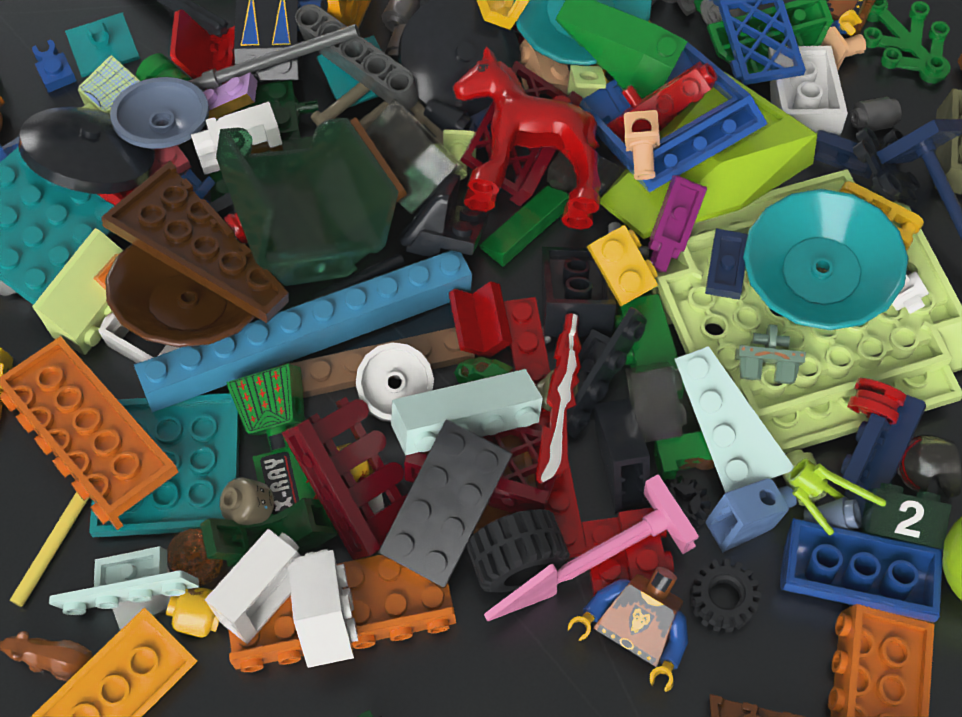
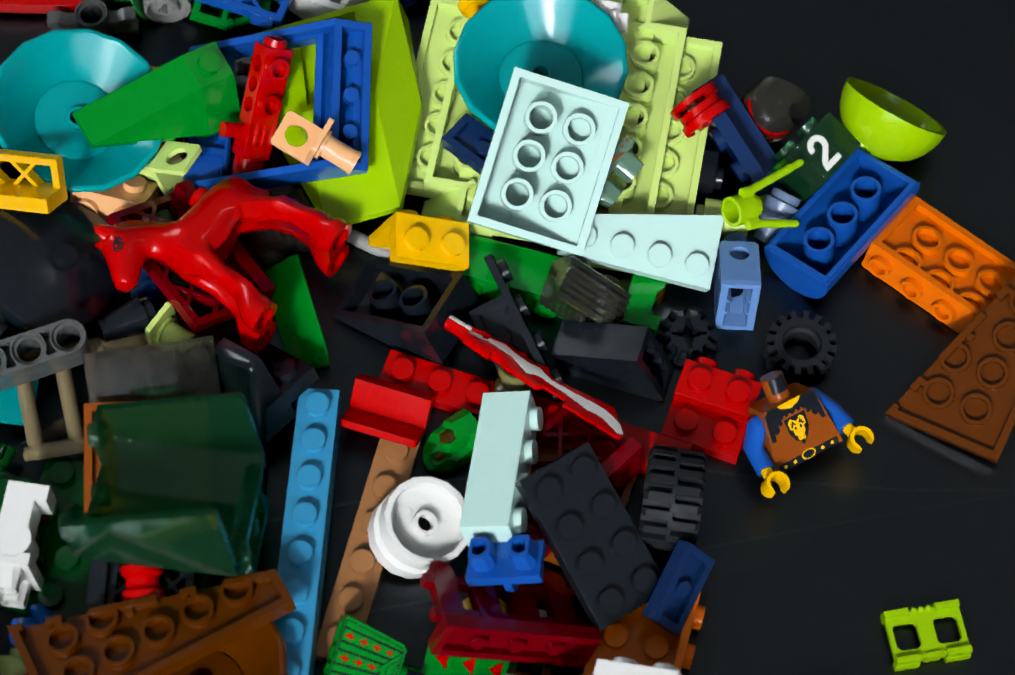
camera: 65 degrees left, 0 degrees up
(385, 447) = (505, 562): none -> blue hips
(442, 591) = (678, 587): none -> dark blue plate
(666, 516) = (710, 348): bright pink piece -> none
(675, 221) = (411, 169): magenta hinge -> none
(732, 299) = (547, 162): none -> light aqua slope
(834, 447) = (710, 176): none -> black plate

